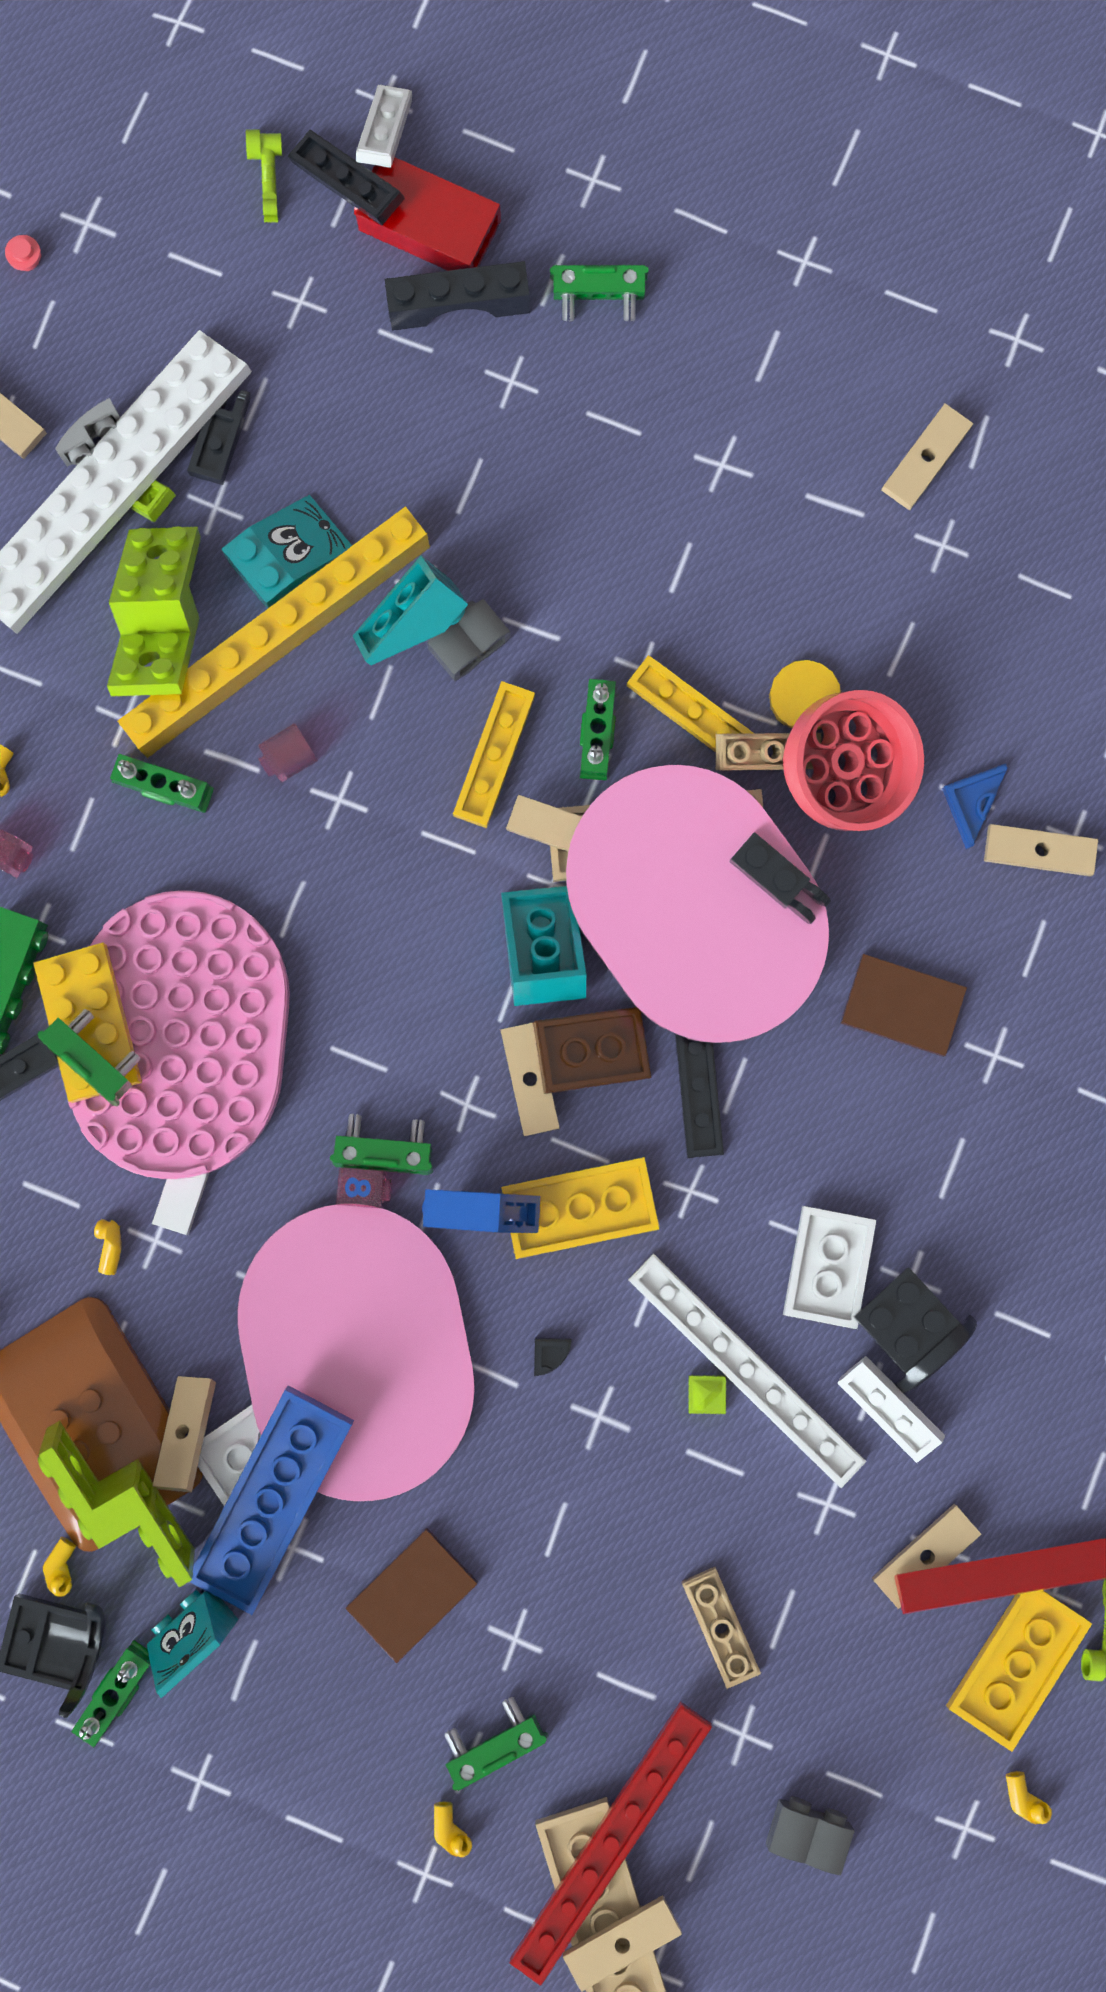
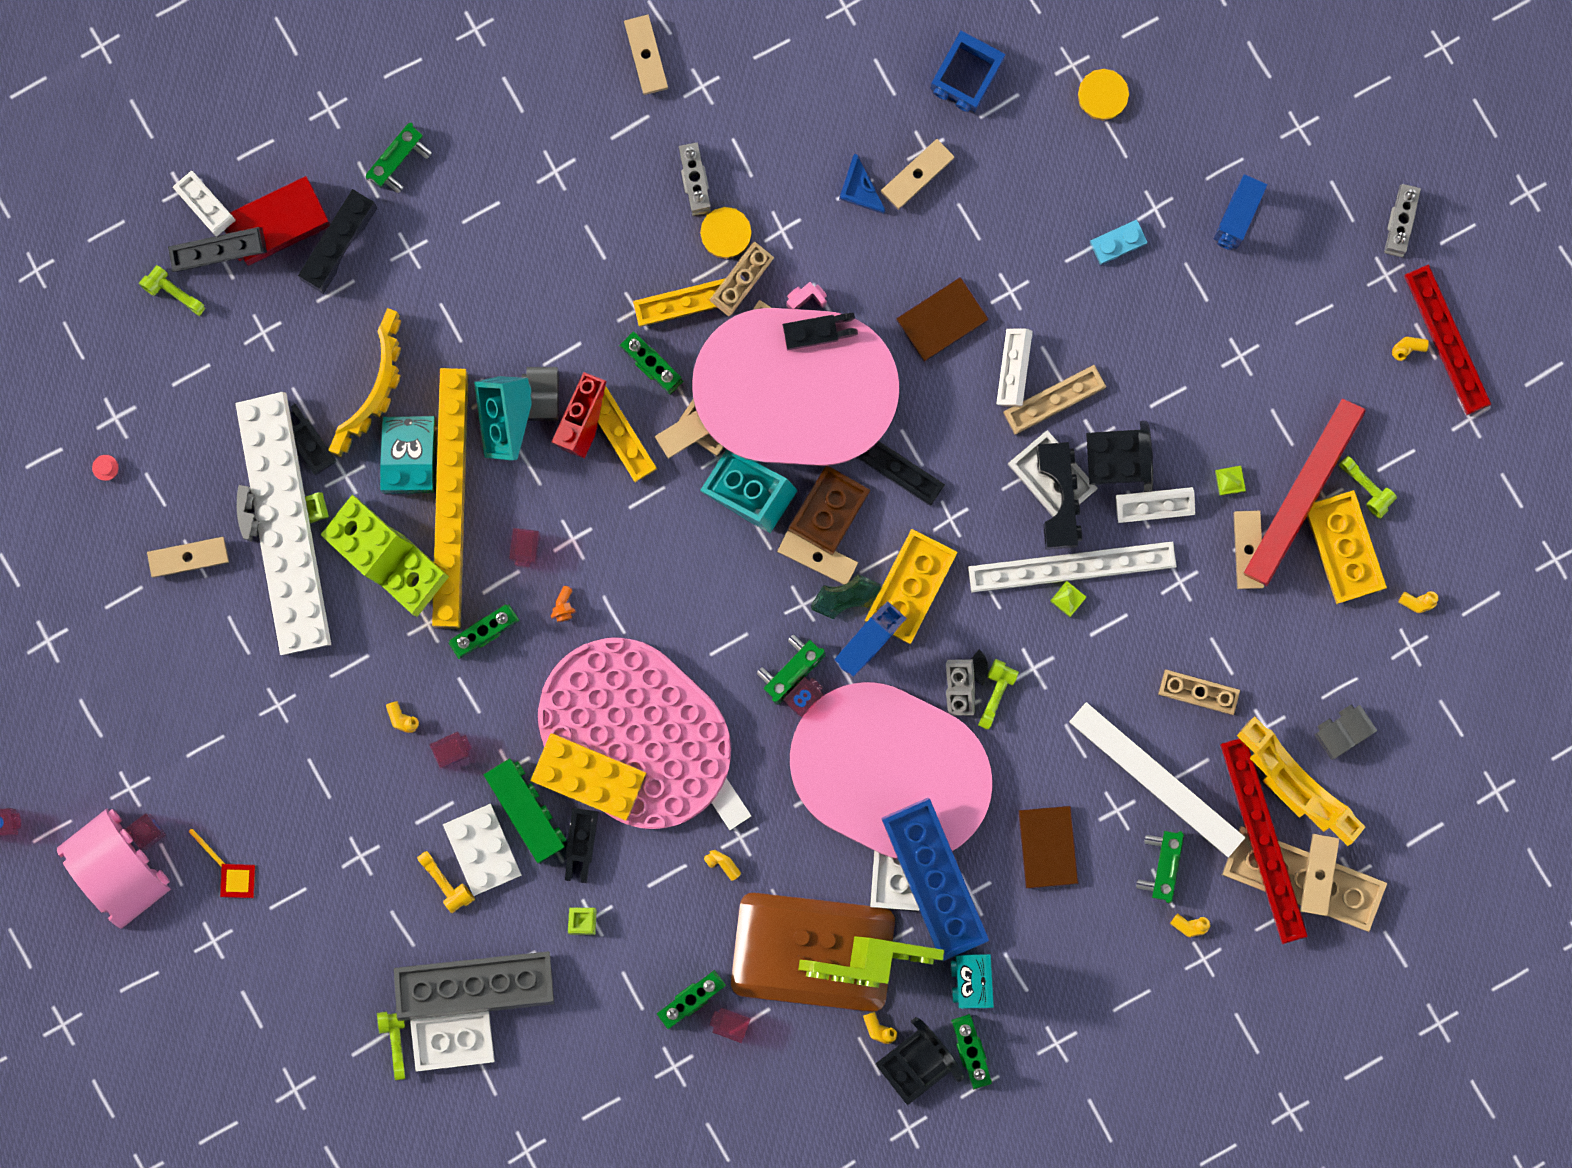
camera: 55 degrees left, 0 degrees up
(86, 1061) = (612, 790): green piece -> none
(189, 1414) = (851, 889): tan tile -> none
(250, 849) = (563, 610): none -> orange plate
(334, 466) = (378, 399): none -> yellow piece
(472, 701) = (581, 417): none -> red slope
(512, 1353) = (961, 687): none -> light grey slope
(525, 1154) = (856, 593): none -> clear green tile
(562, 1391) = (1002, 675): none -> lime brick
(583, 1663) = (1157, 780): none -> white tile
(702, 1833) = (1296, 786): none -> yellow piece
(800, 830) = (799, 297): none -> bright pink bracket
(816, 639) = (698, 201): none -> light grey piece
(846, 1260) = (1055, 462): none -> black arch
(890, 779) = (811, 223): coral wheel -> none
(915, 1127) = (1014, 367): none -> white plate
(916, 1200) = (1054, 399): none -> tan tile
(986, 1471) = (1230, 480): none -> lime tile

